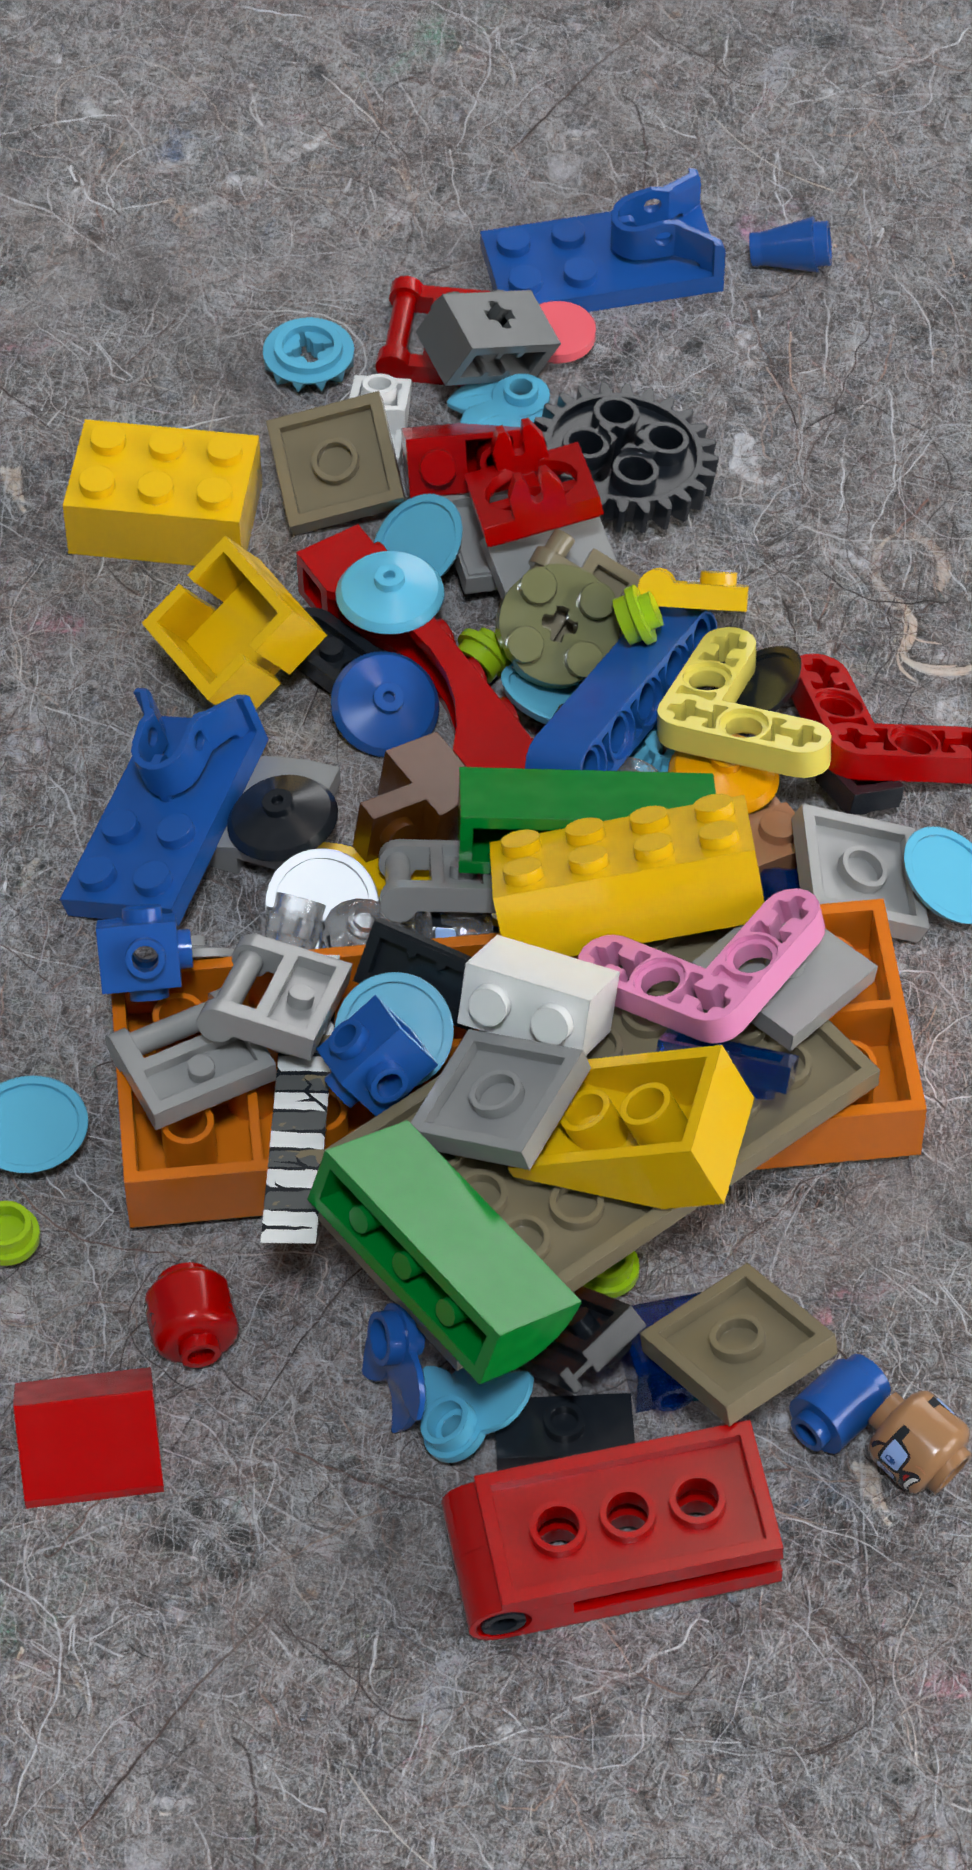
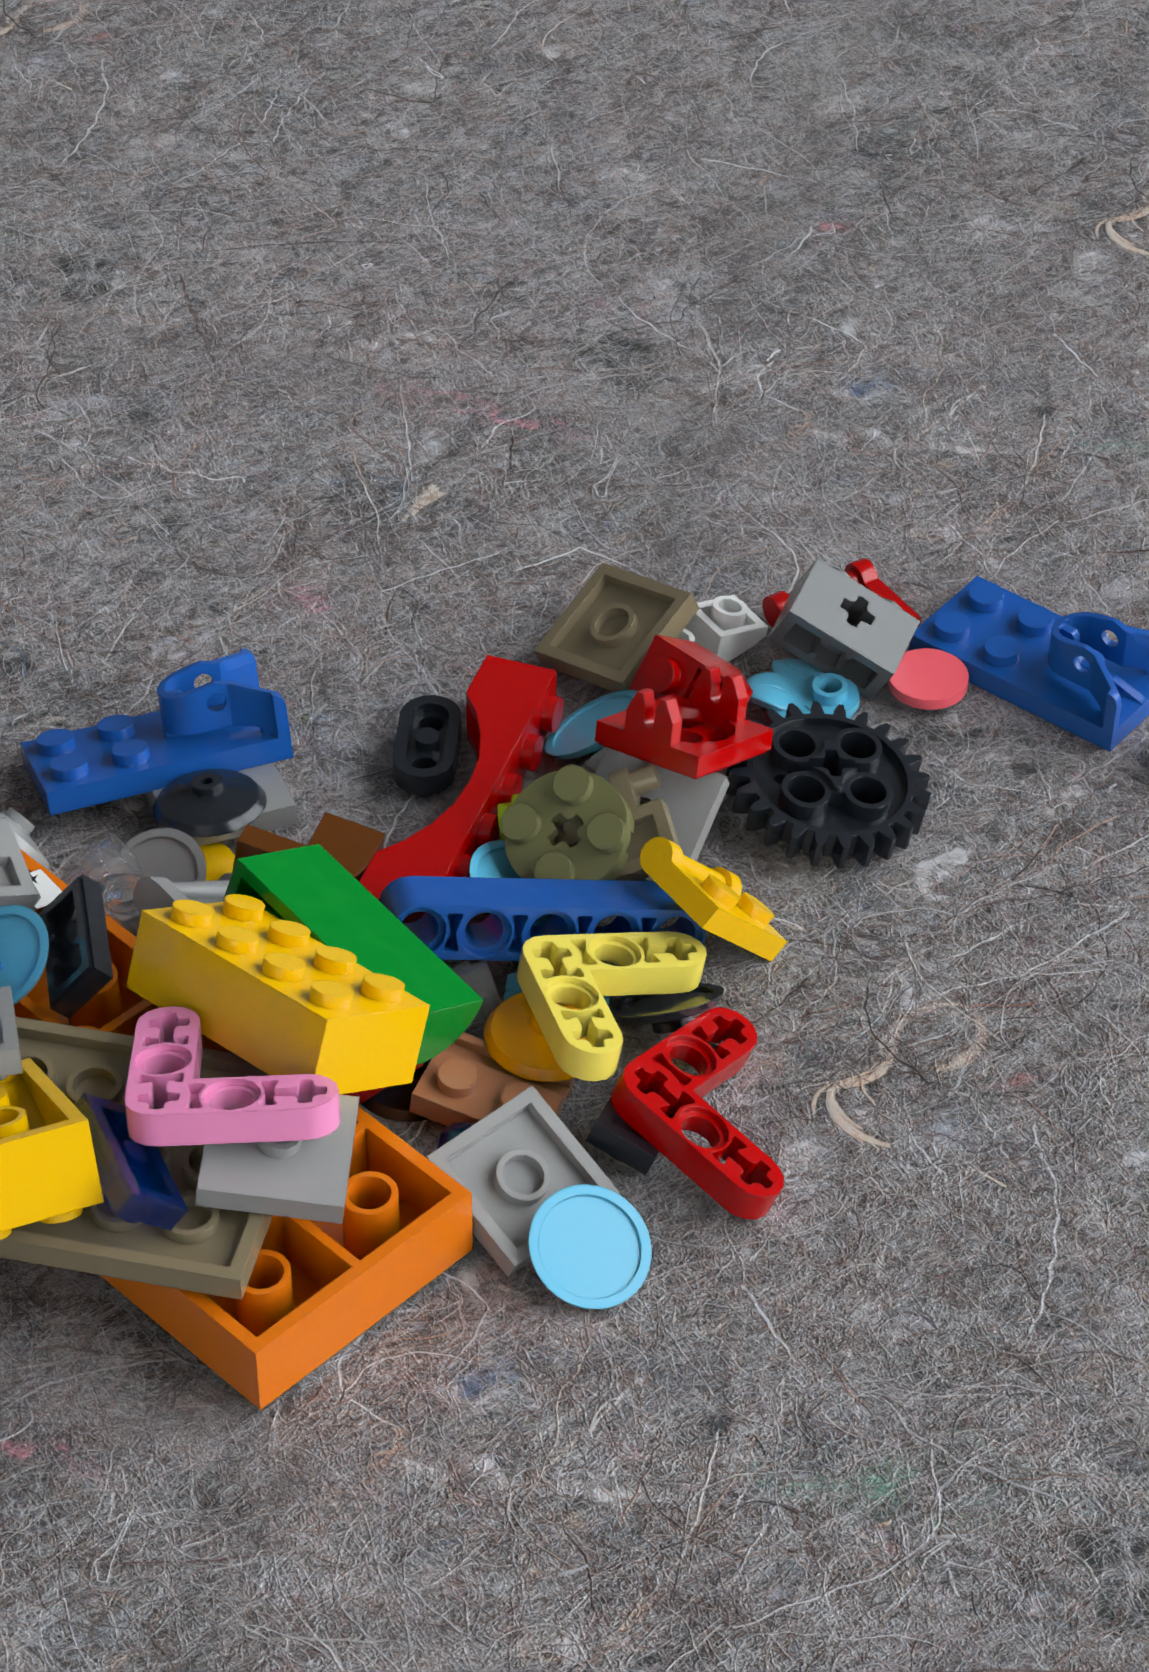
camera: 50 degrees right, 10 degrees down
(160, 492) = (480, 564): yellow brick -> none
(244, 638) = (361, 676): yellow piece -> none
(322, 339) = (713, 557): medium azure gear -> none
(384, 702) = (405, 794): blue piece -> none
(390, 592) = (502, 726): medium azure piece -> none
(537, 995) = (72, 1002): white brick -> none
(638, 615) = (616, 863): lime plate -> none

